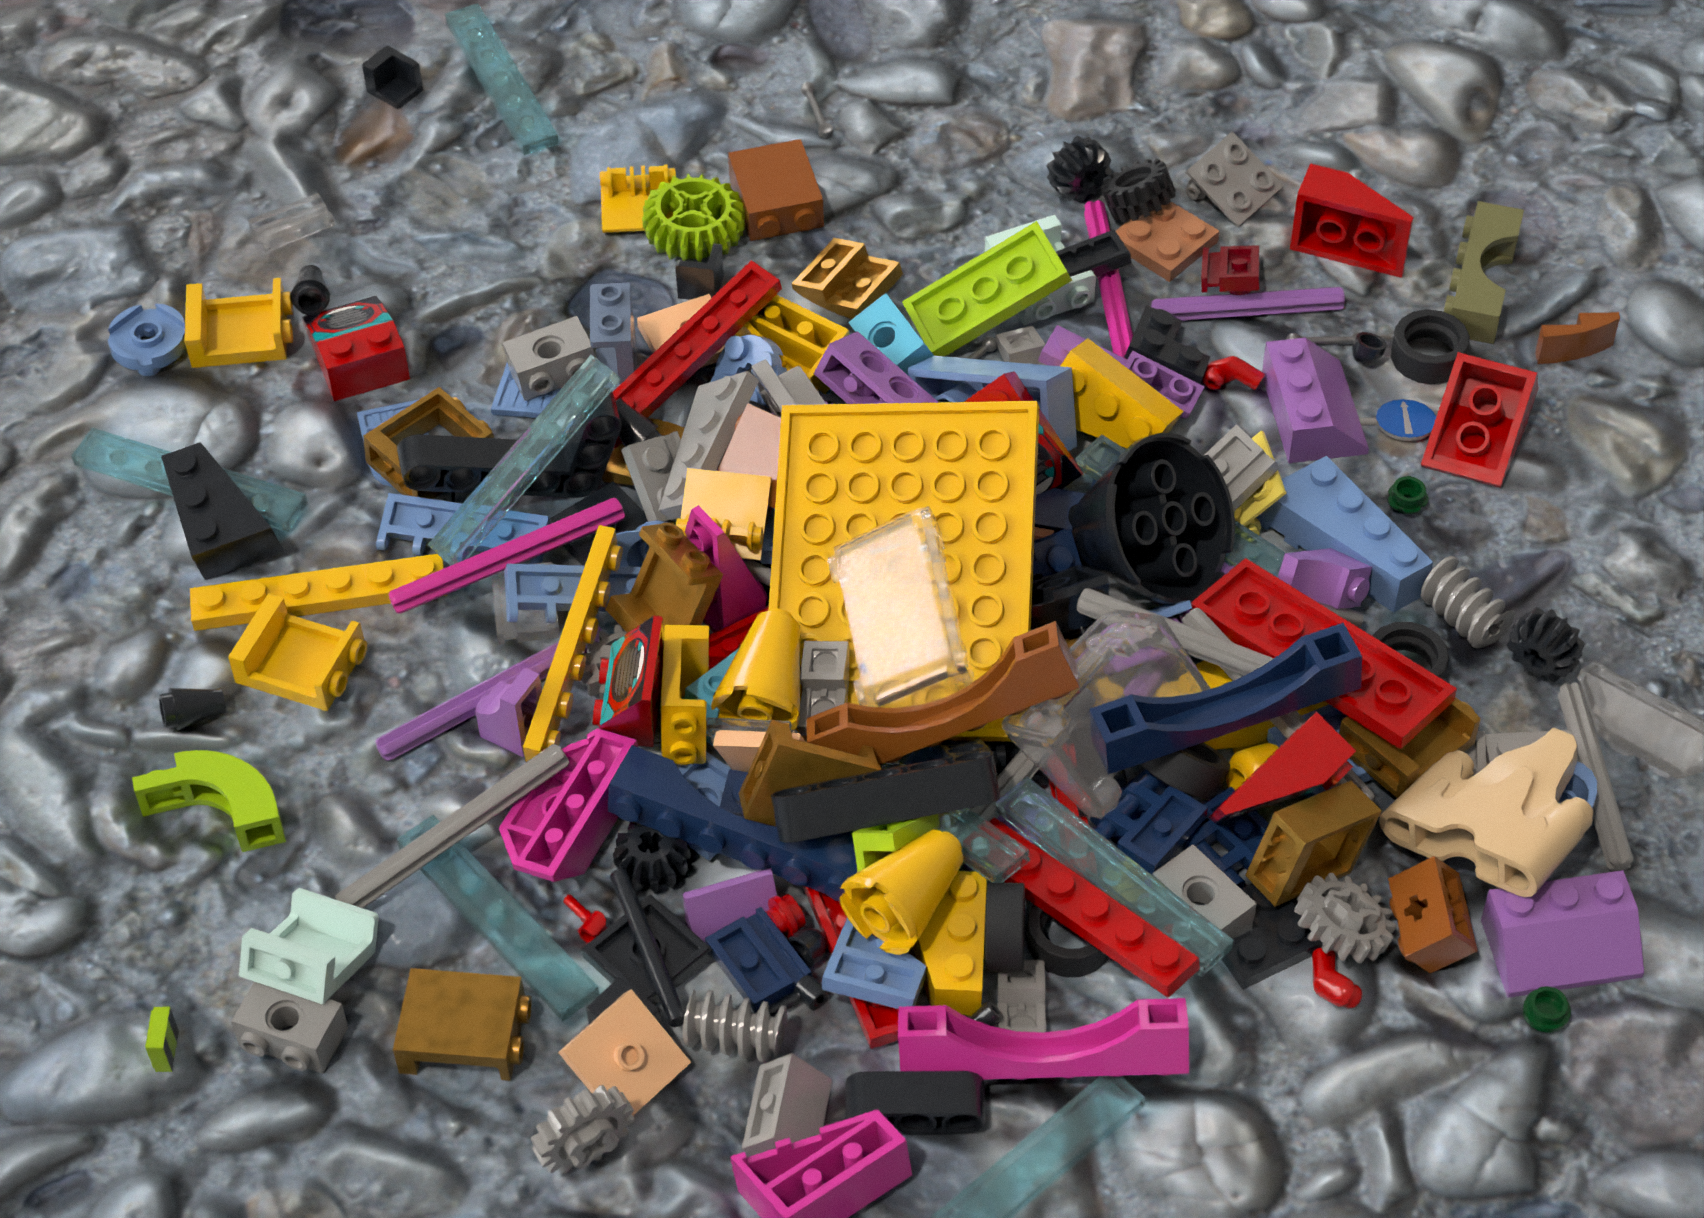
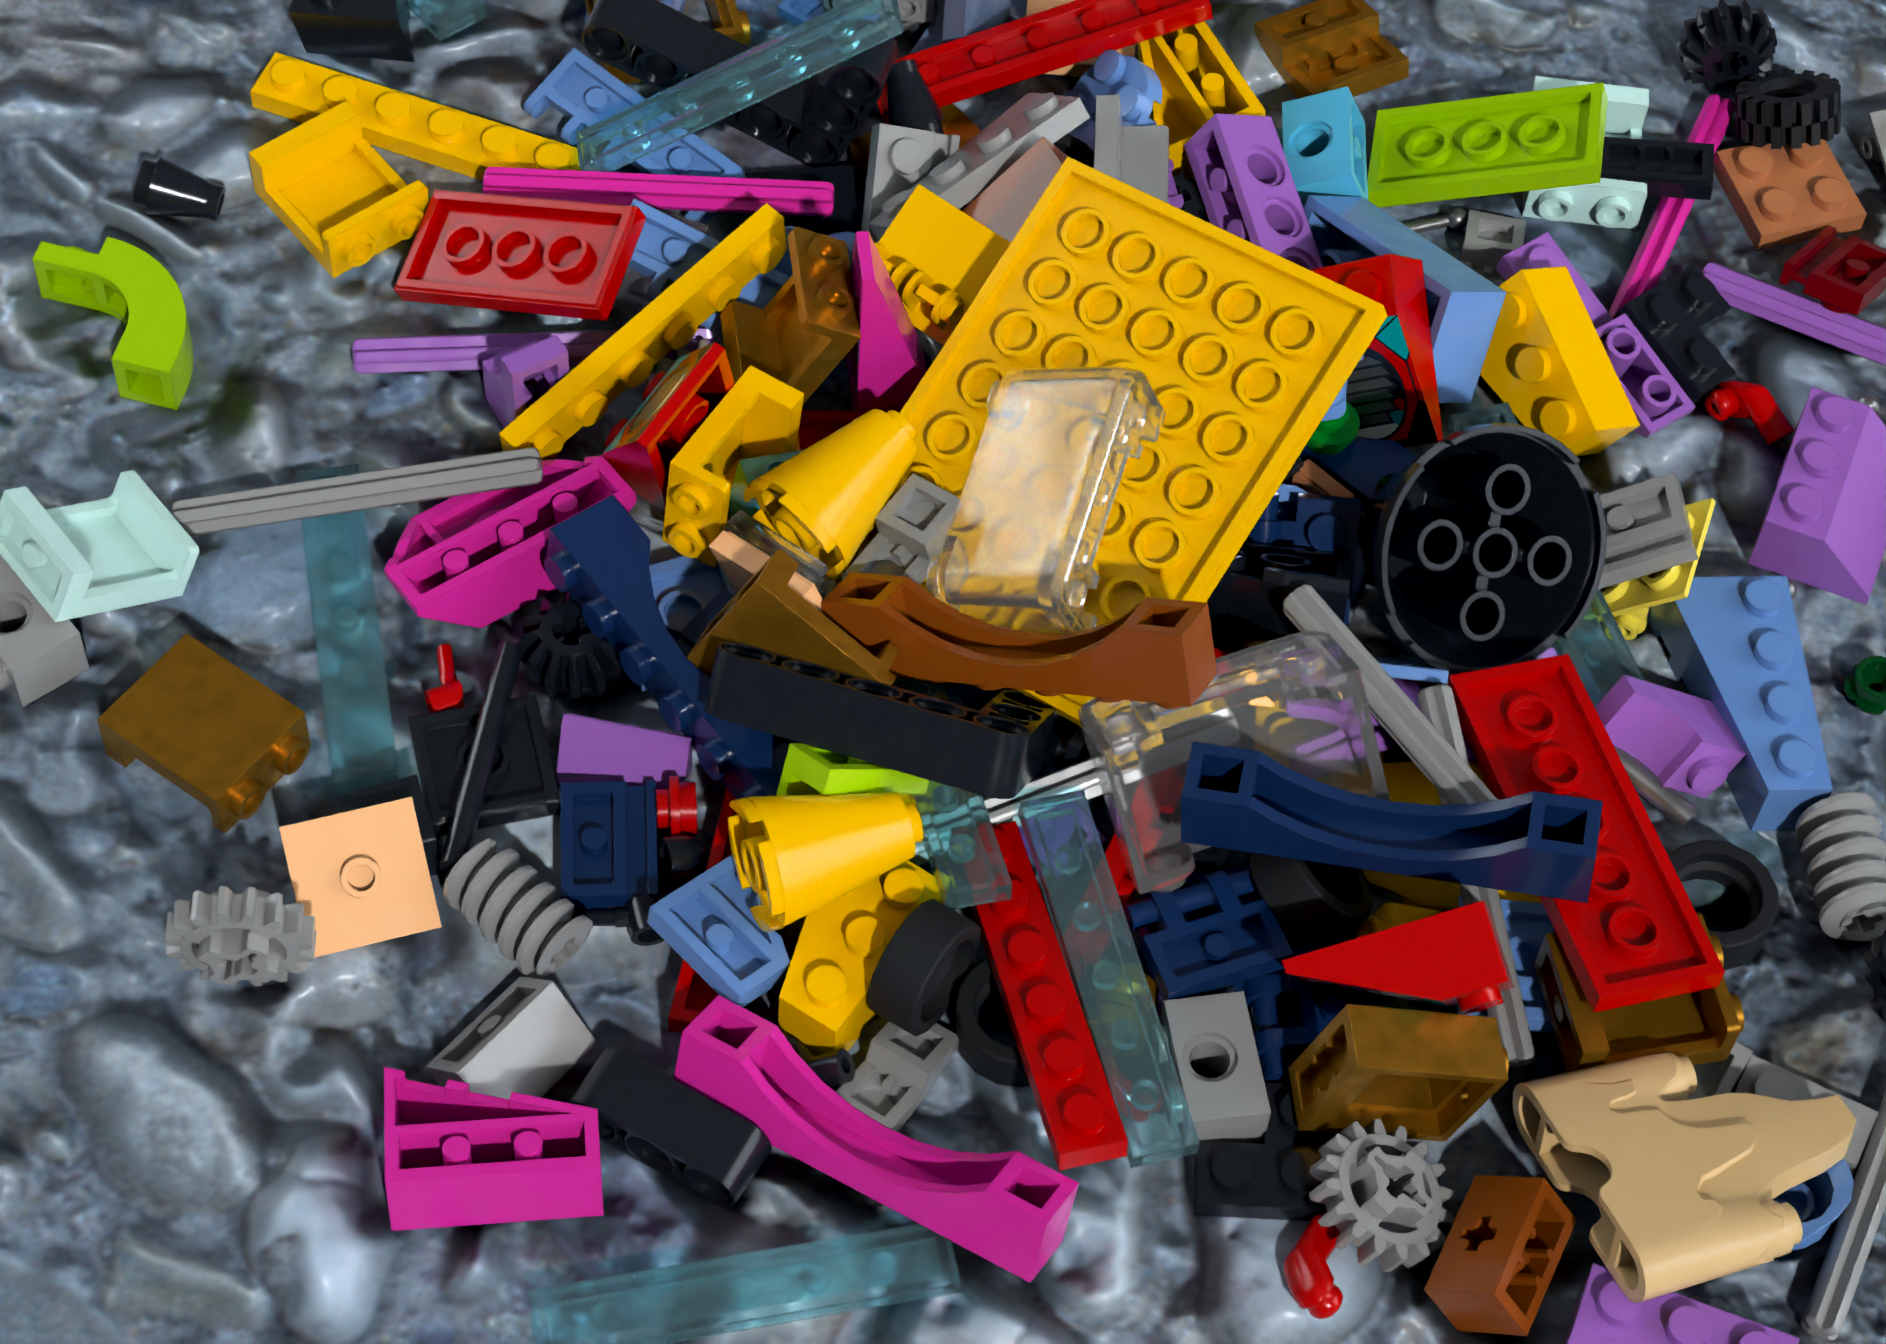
camera: 25 degrees right, 5 degrees up
(450, 634) = (520, 254): none -> red tile

